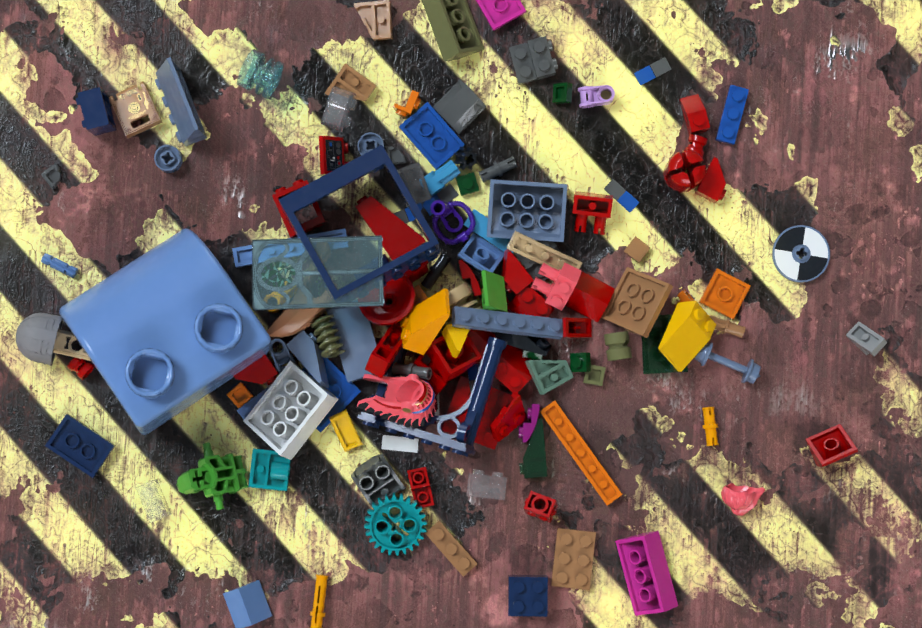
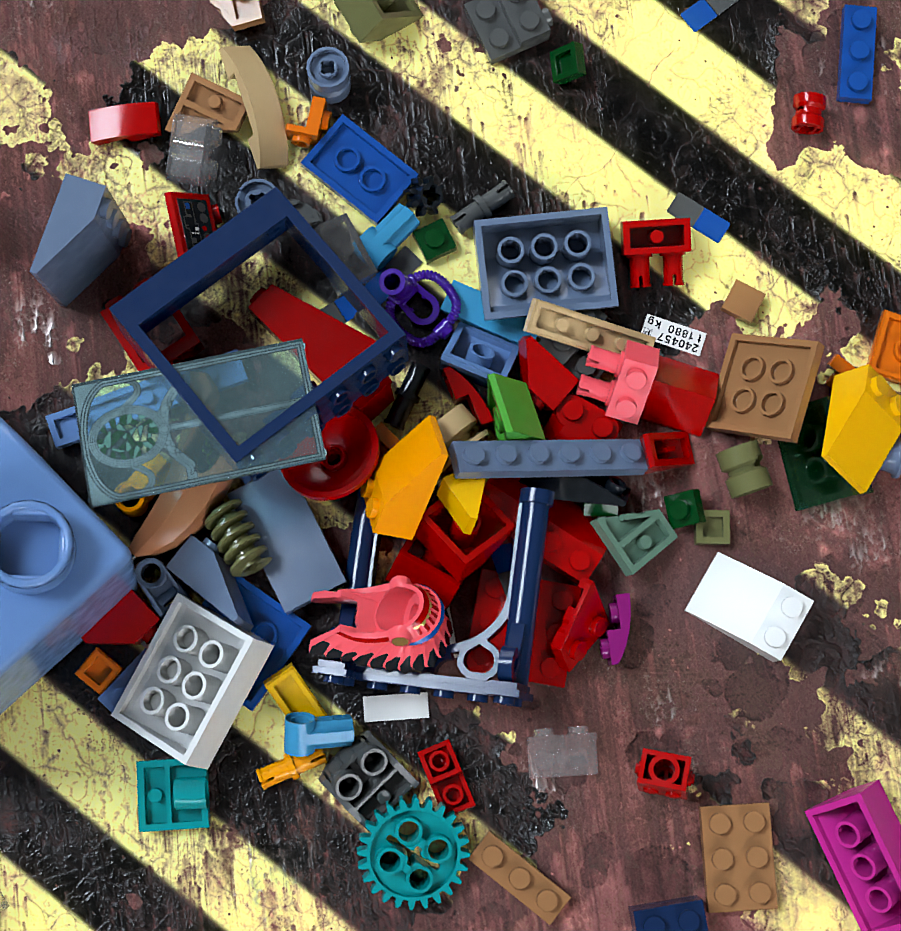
camera: 20 degrees left, 5 degrees down
(214, 476) = (74, 824): bright green piece -> none
(257, 73) = (47, 111): clear light blue wheel -> none
(268, 154) = (79, 239): none -> sand blue slope
(302, 85) = (124, 121): none -> red slope
(337, 465) = (289, 768): none -> light orange pin
(349, 449) = (306, 733): none -> dark azure piece
(381, 86) = (261, 104): none -> tan slope
(385, 351) = (343, 545): red slope -> none
(405, 370) = (383, 572): dark grey pin -> none
(423, 78) = (329, 74): none -> sand blue wheel
(459, 106) = (400, 113): dark grey slope -> none
(534, 458) = (636, 686): clear green slope -> none
(580, 452) = (716, 667): orange plate -> none
(594, 96) = (618, 58): lavender piece -> none
(594, 261) = (674, 334): none -> white sticker
(605, 422) = (749, 607): none -> white slope
(689, 161) = (800, 153): red cylinder -> none
(694, 114) = (797, 63): red slope -> none
(713, 183) = (849, 168): red slope -> none

